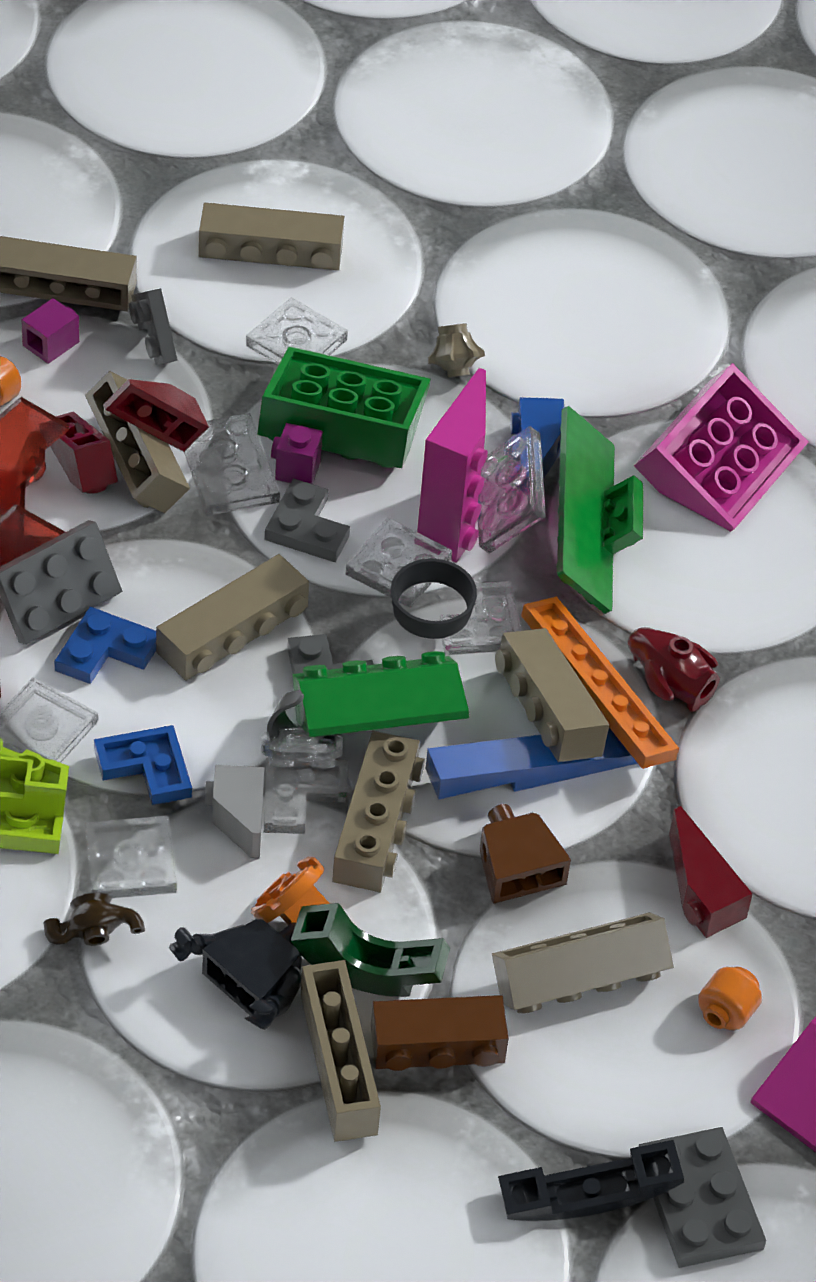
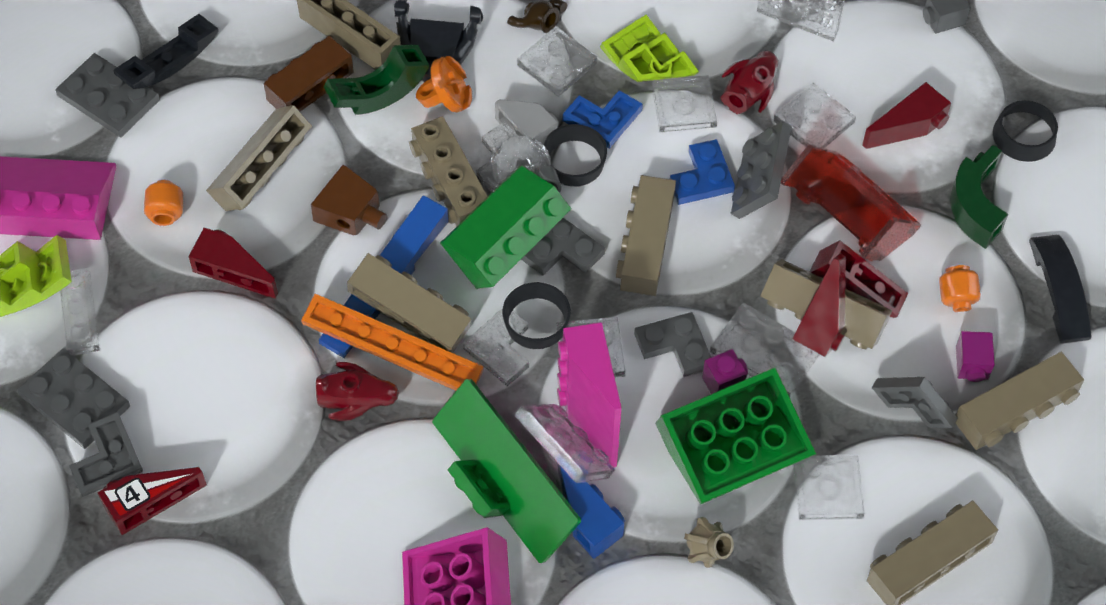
camera: 145 degrees right, 10 degrees up
(219, 714) = (581, 133): none -> black tyre

